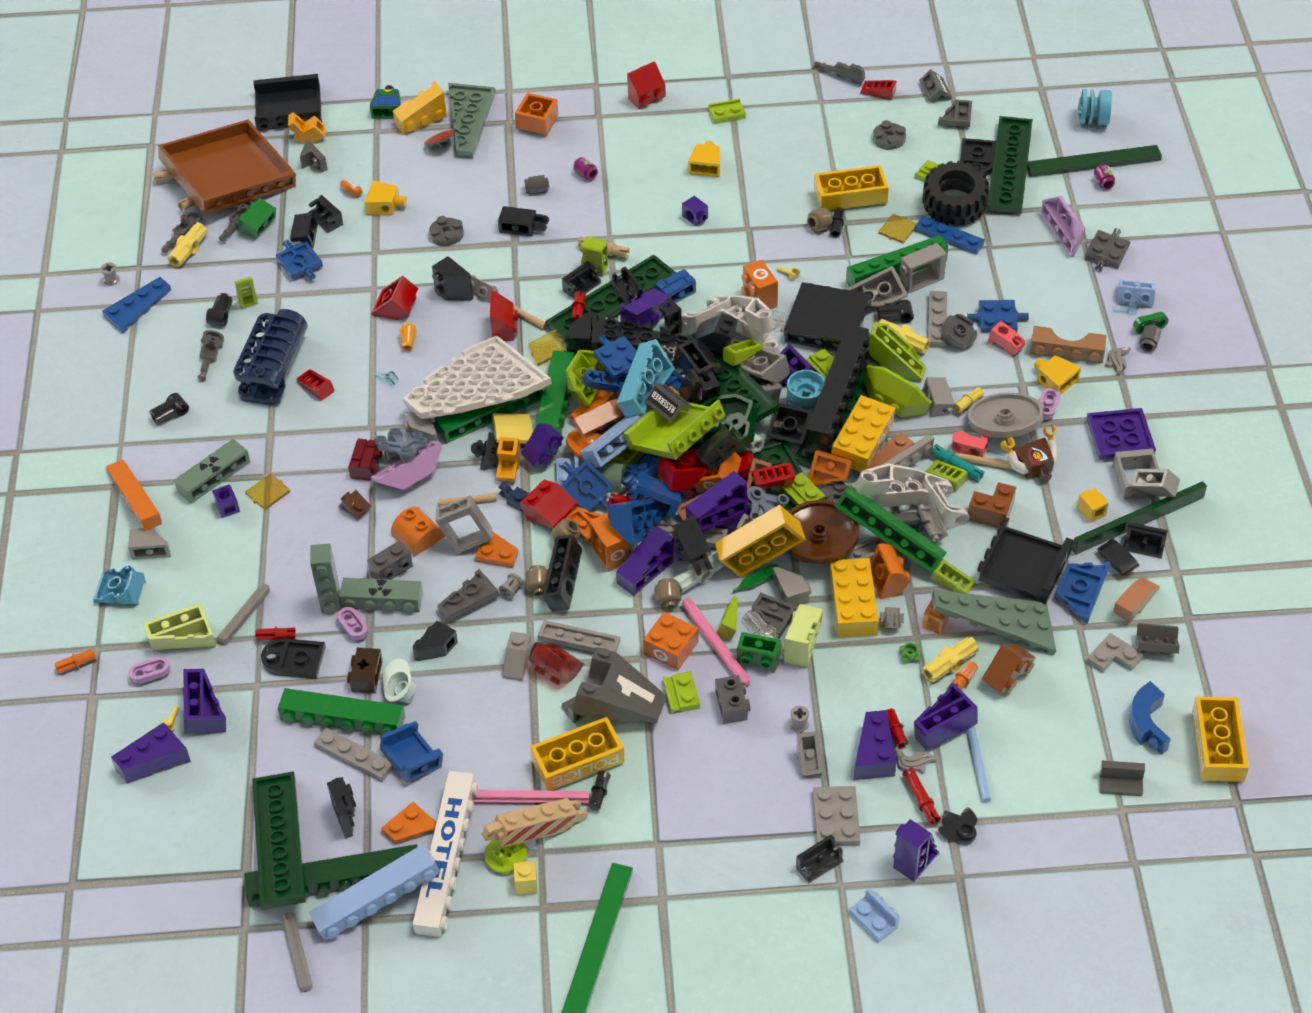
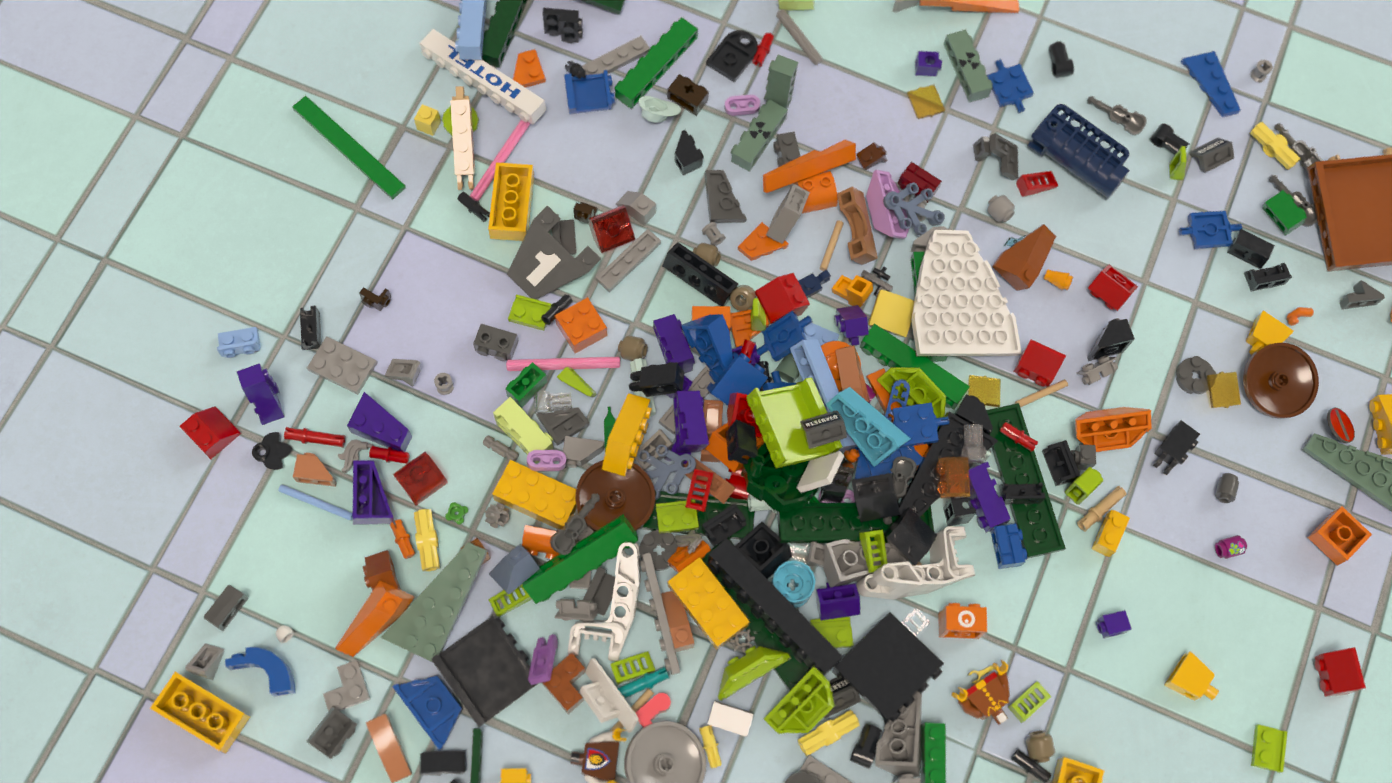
camera: 110 degrees right, 20 degrees up
(215, 280) = (1213, 154): none -> dark grey panel
(215, 434) = (1010, 85): none -> blue plate
(298, 410) = (1008, 153): none -> dark grey plate
(301, 428) = (981, 148): none -> dark grey tile
(360, 393) = (1001, 208): none -> light grey head
(392, 770) = (575, 69): none -> black axle
(396, 532) = (810, 165): none -> orange slope
(411, 359) = (1025, 259): none -> dark orange wedge
(422, 177) = (1281, 380): none -> reddish brown dish
(440, 481) = (862, 244): none -> medium nougat arch
(450, 209) = (1223, 389): none -> clear yellow piece
(526, 258) = (1113, 427): none -> orange wedge
(550, 694) = (584, 211): none -> dark brown bracket
(566, 264) = (1084, 456): none -> dark grey brick
(582, 506) = (758, 316): none -> lime slope
(615, 316) = (974, 444): none -> clear piece
(623, 232) = (1110, 533): none -> yellow brick
(647, 321) = (953, 477): none -> clear orange brick
(667, 667) = (556, 308): none -> black axle
(707, 387) = (820, 472): none -> white tile
(752, 814) = (372, 300): none -> dark brown bracket
(780, 456) = (724, 525): none -> black hinge
(795, 238) = (1018, 712): none -> lime slope
(804, 256) = (987, 695): none -> dark orange torso
(817, 472) = (690, 539): none -> light grey piece
(822, 596) = (546, 460): none -> lavender plate
(828, 649) = (500, 448): none -> light grey axle
(867, 537) = (564, 538): none -> dark grey piece
(898, 693) = (420, 478): none -> clear red brick
(928, 576) = (514, 569): none -> sand blue slope
(954, 778) = (311, 471): none -> nougat slope
(978, 884) = (210, 430): none -> red slope
(986, 468) = (605, 698): none -> white bracket
(990, 520) = (543, 660): none -> medium lavender hinge
(1033, 641) = (376, 615): none -> orange wedge
(1108, 720) = (284, 633): none -> white hinge
(1178, 764) = (206, 661): none -> light grey slope

